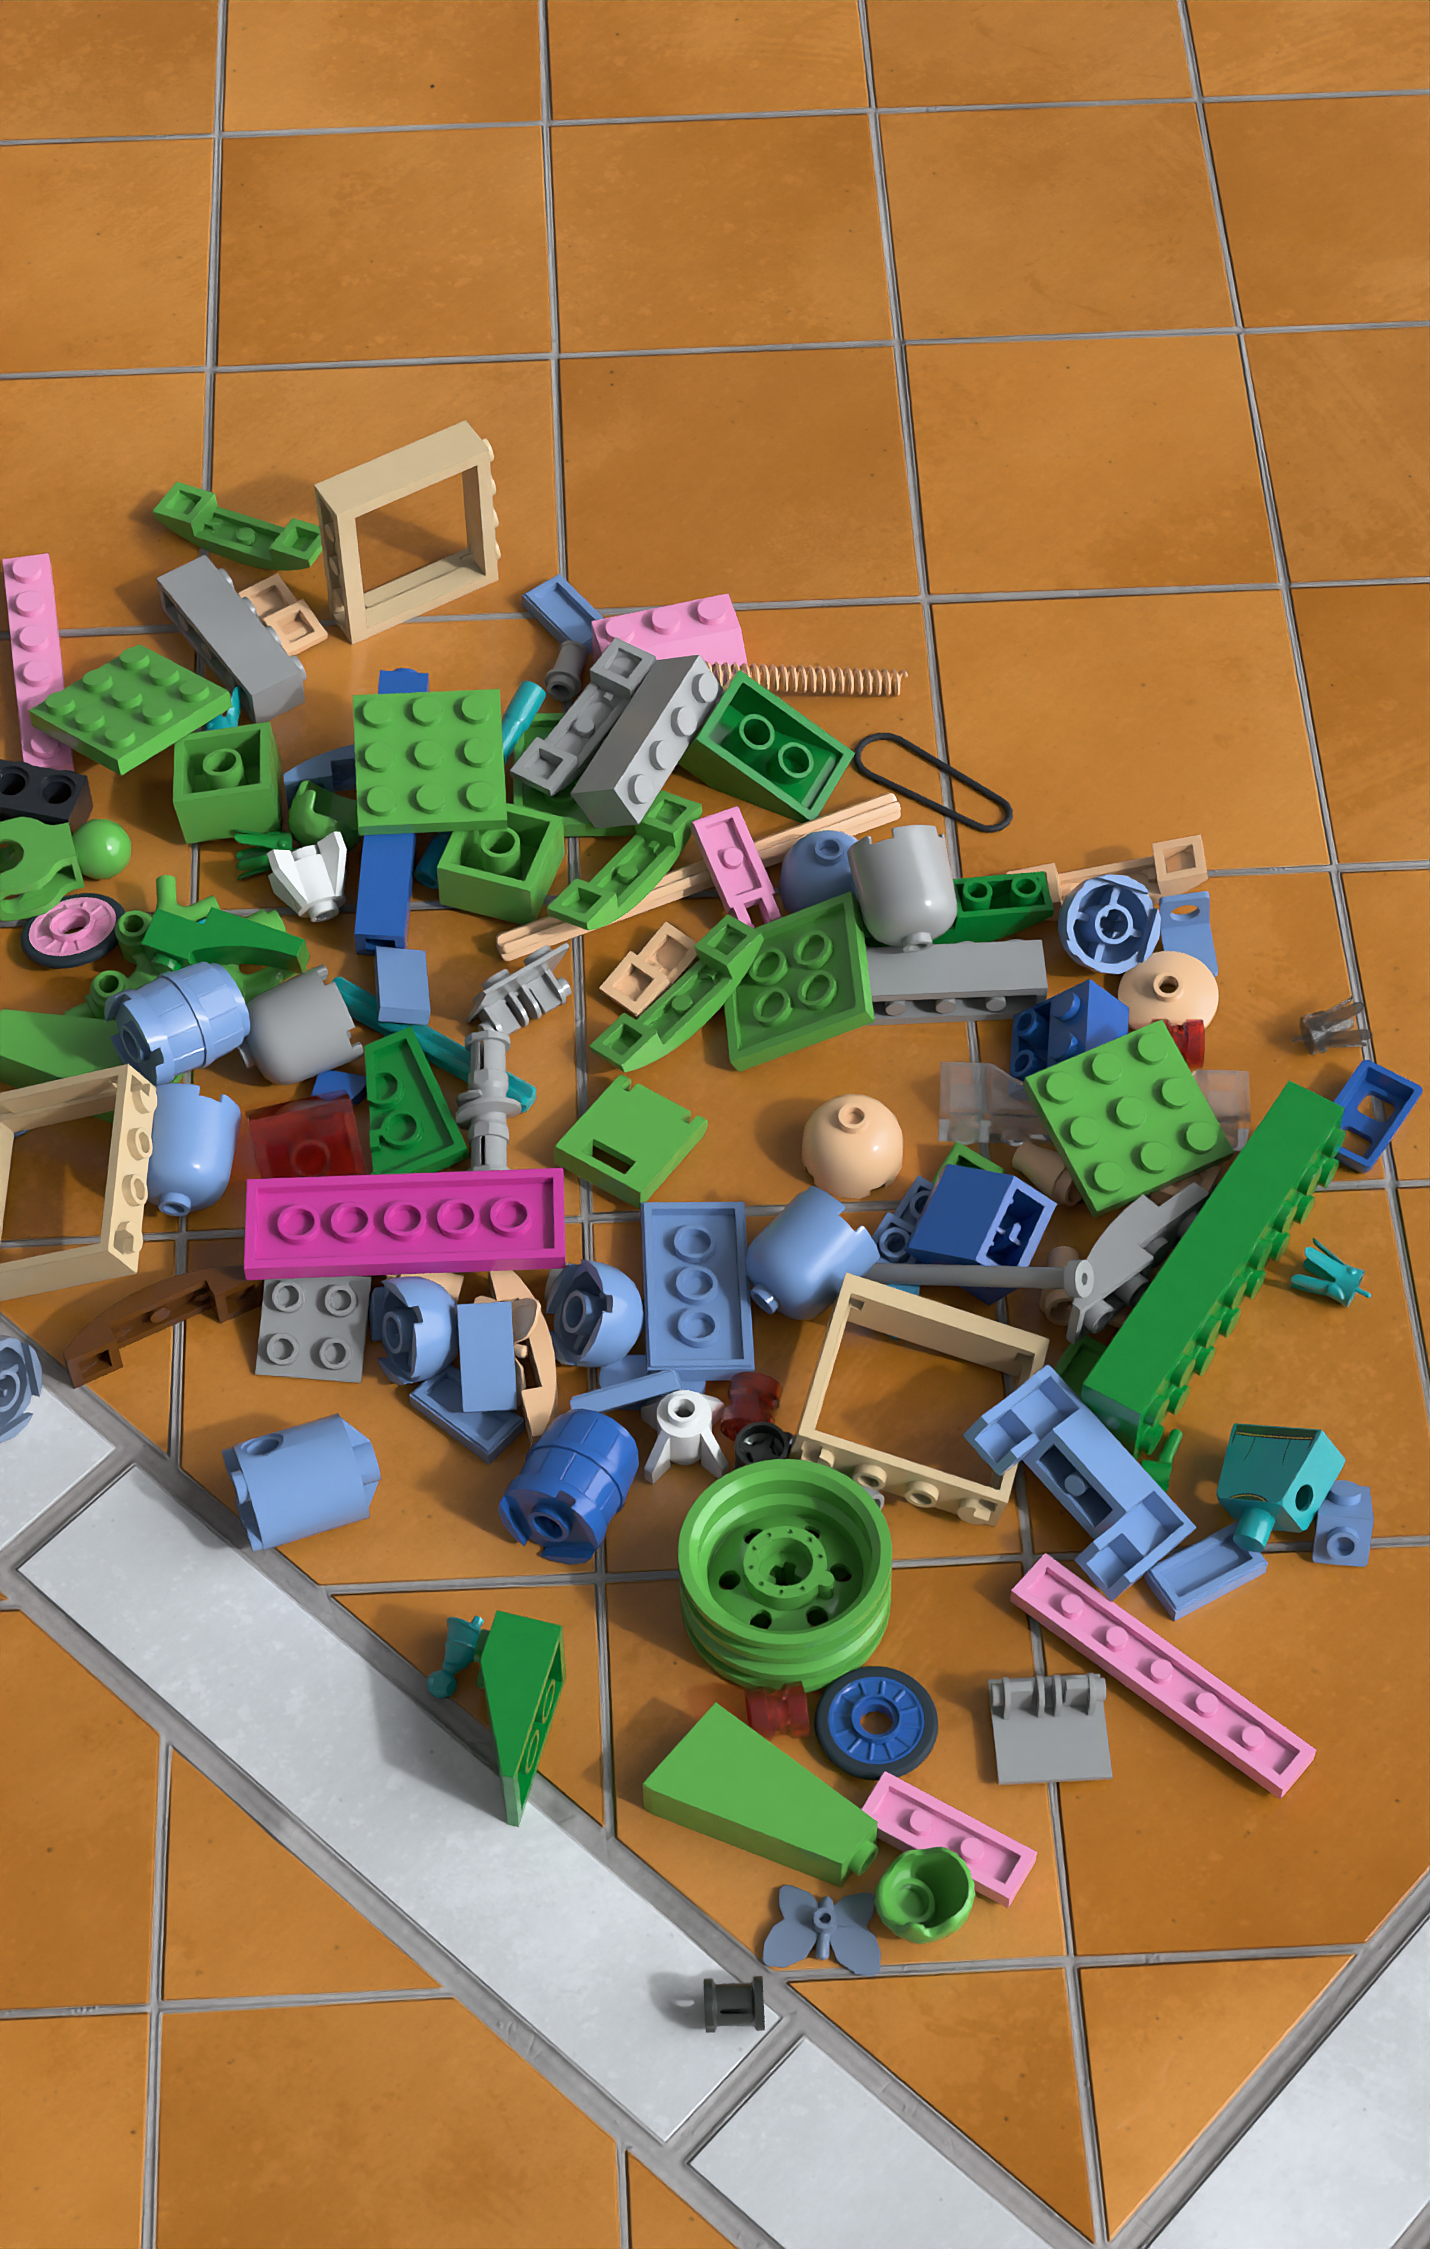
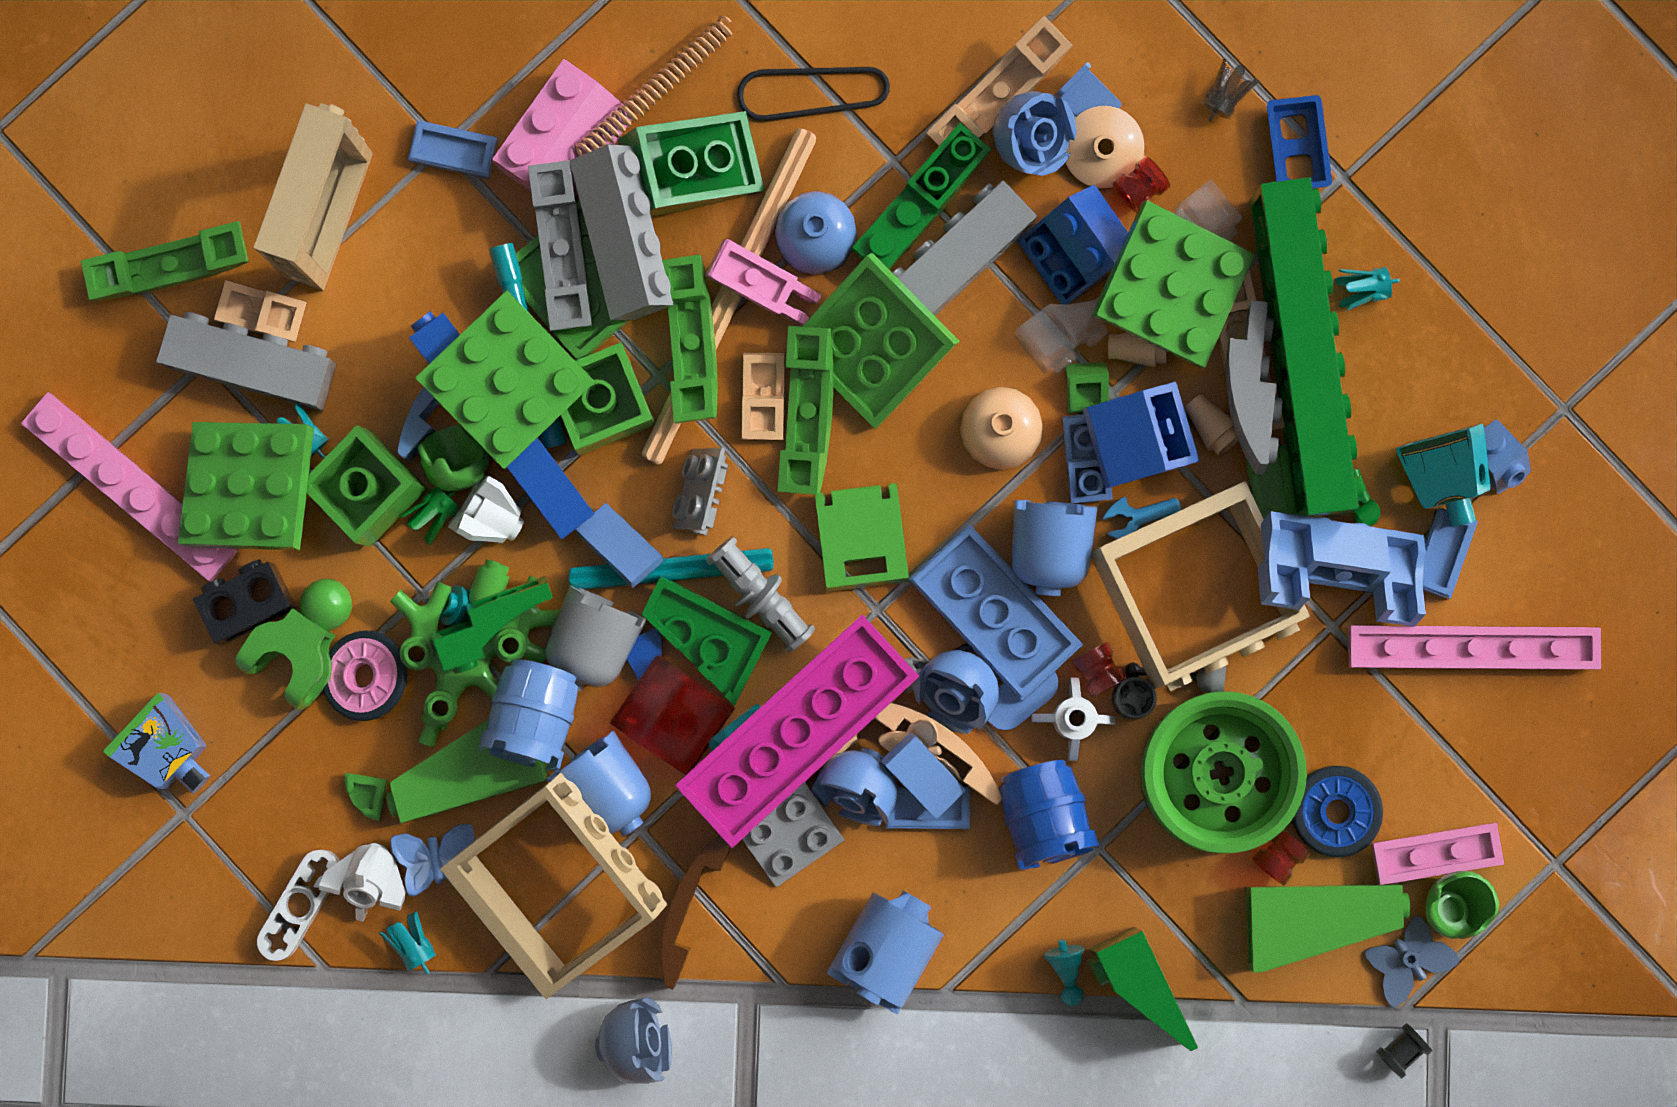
camera: 40 degrees left, 30 degrees up
(564, 679) = (496, 199): light grey pin -> none
(629, 1392) = (1026, 728): medium blue tile -> none
(905, 886) = (901, 226): light grey cylinder -> none
(1050, 1729) = (1437, 732): light grey hinge -> none
(1075, 1278) = (1252, 449): light grey bar -> none

